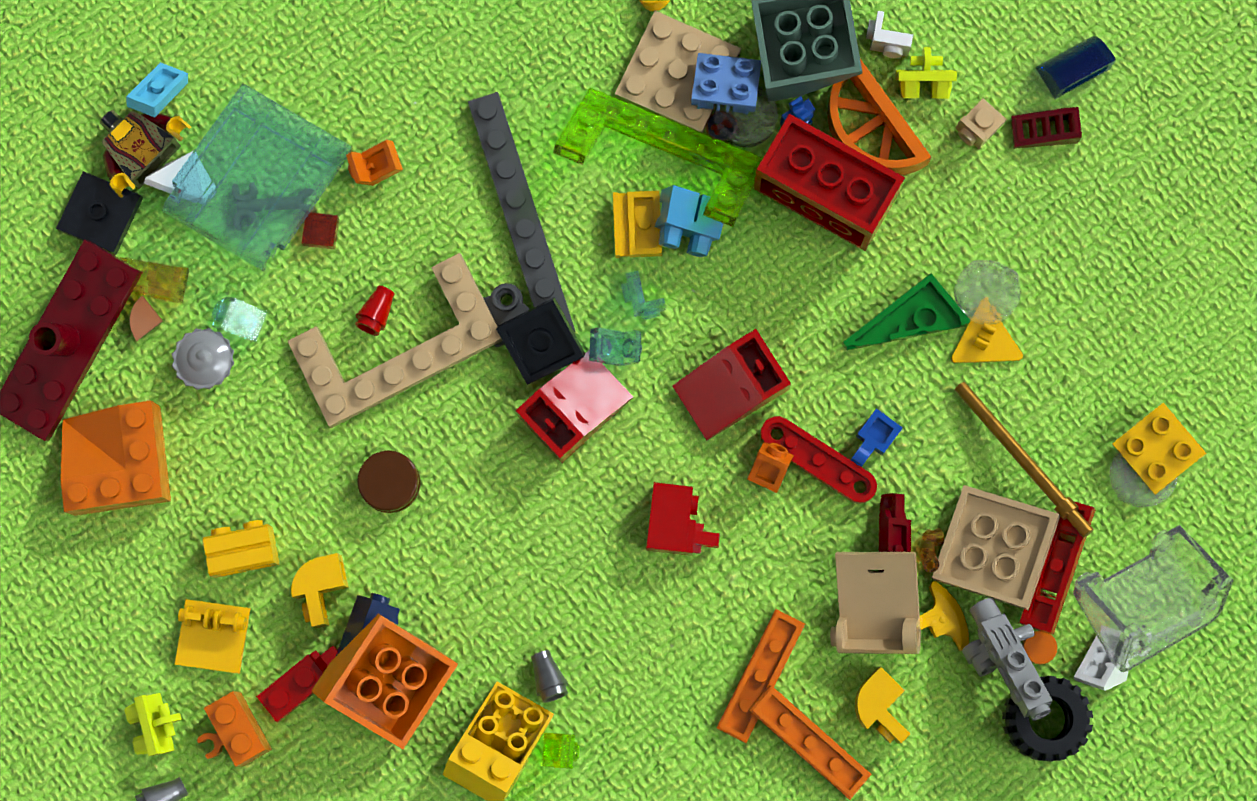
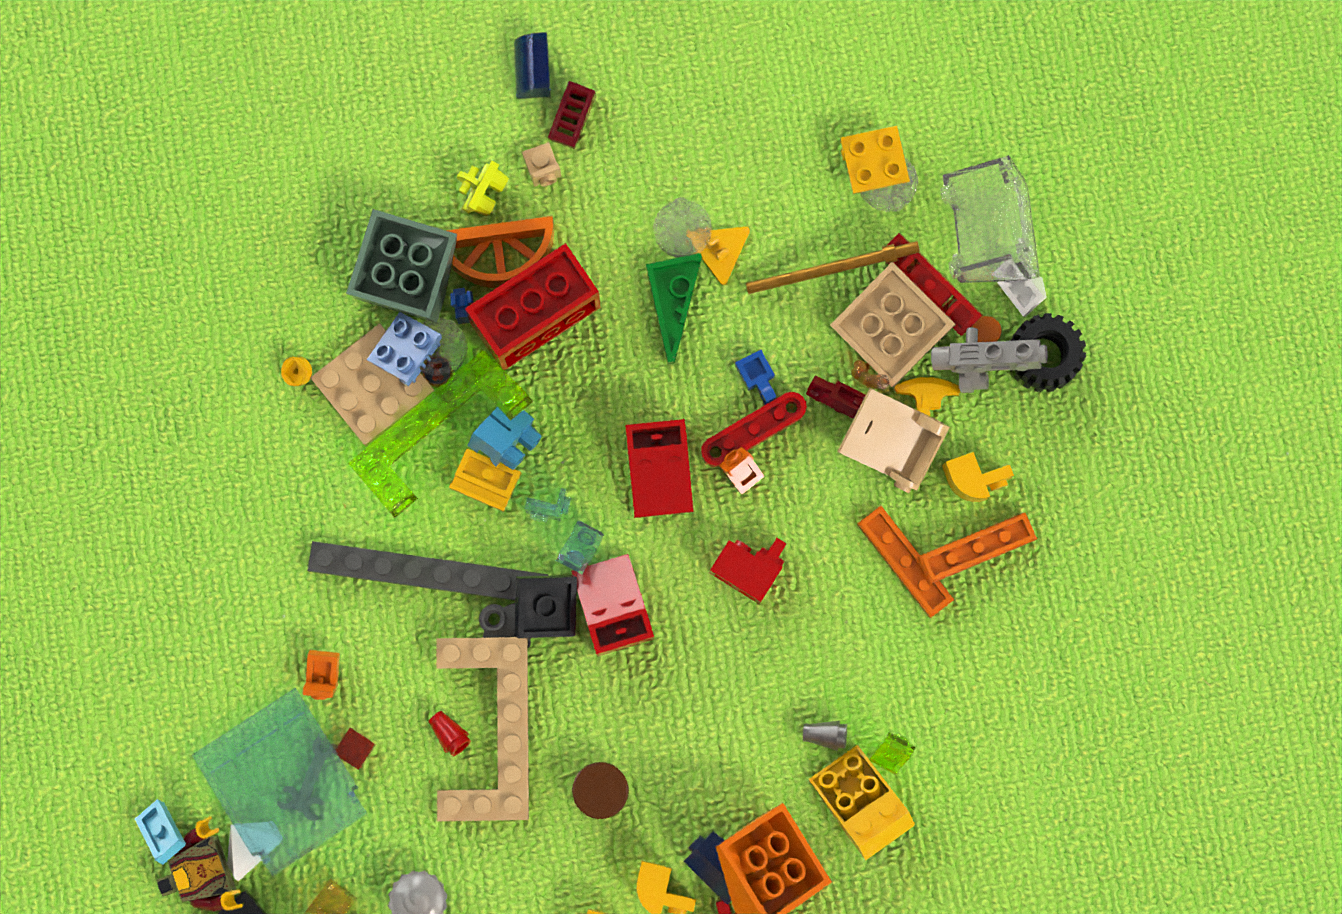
camera: 75 degrees left, 0 degrees up
(238, 318) = (396, 854): clear light blue bracket -> none
(891, 43) = (439, 201): white bracket -> none

